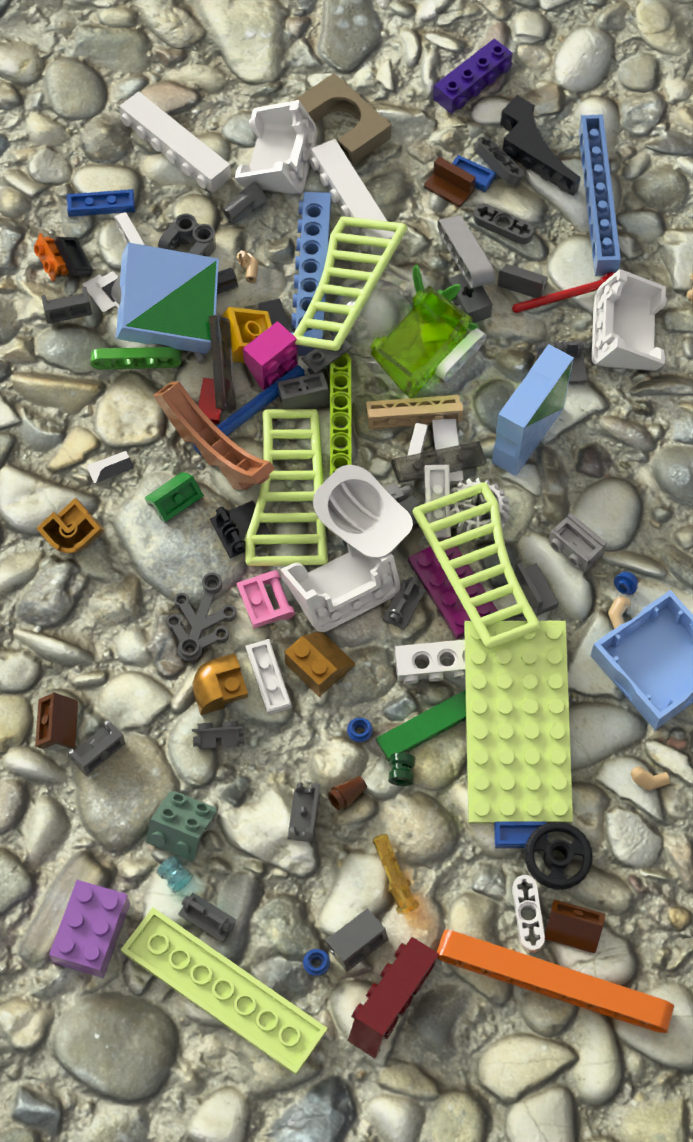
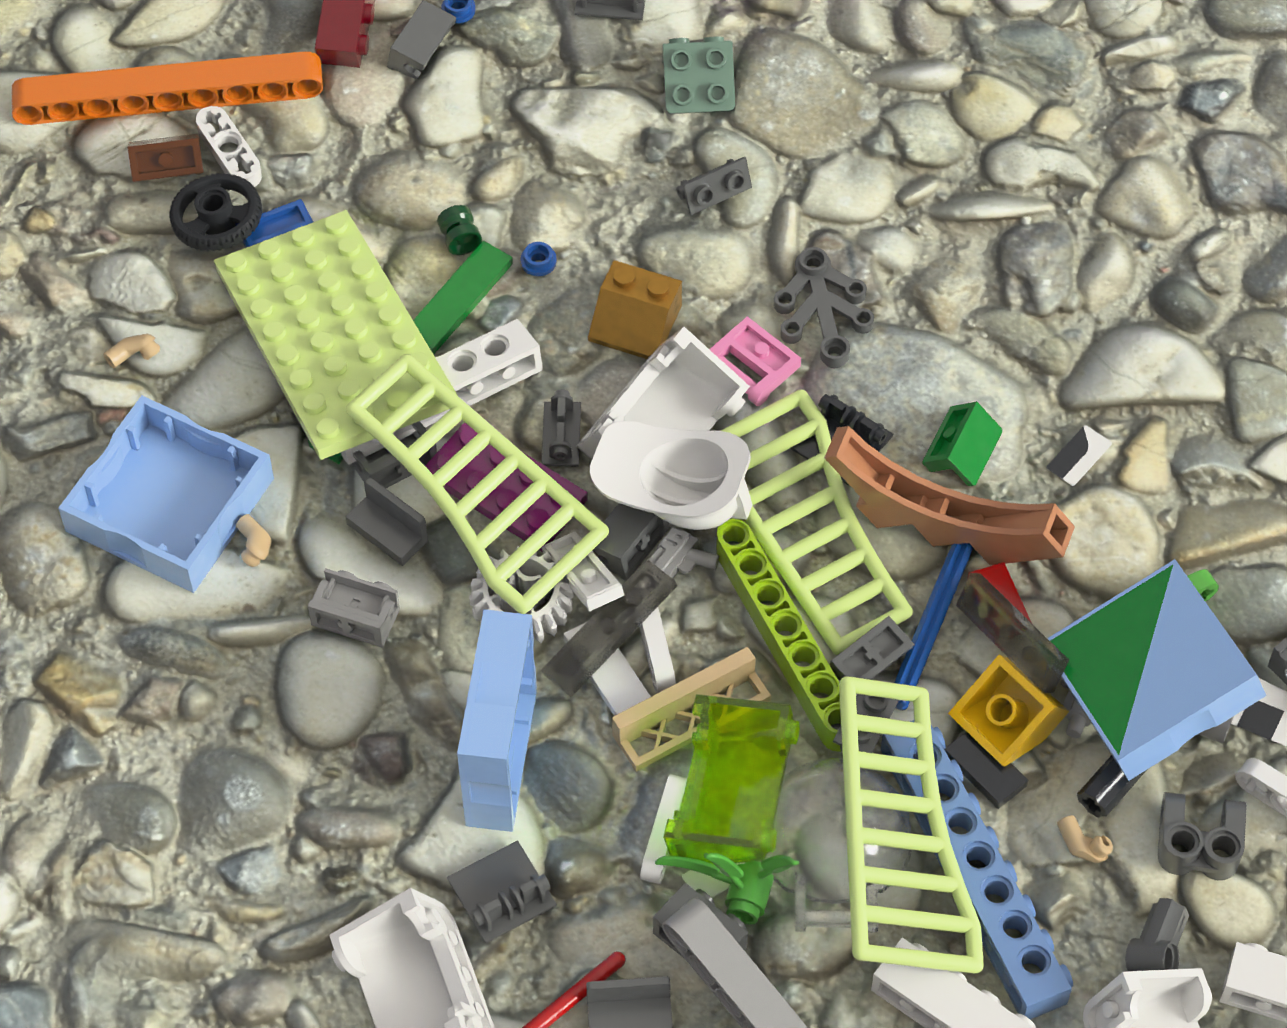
camera: 155 degrees right, 5 degrees down
(56, 721) = (921, 119): reddish brown panel -> none
(71, 528) = (1062, 330): pearl gold brick -> none
(97, 748) = (854, 111): dark grey hinge -> none
(174, 873) = (673, 21): clear light blue wheel -> none
(218, 684) = (748, 238): pearl gold brick -> none
(268, 677) = (698, 280): white tile -> none
(271, 355) = (949, 669): dark pink slope -> none
(304, 813) = (555, 141): dark grey hinge -> none
(346, 793) = (515, 181): reddish brown cone -> none
(398, 884) = (400, 113): clear yellow pin -> none
(626, 583) = (259, 580): blue plate -> none

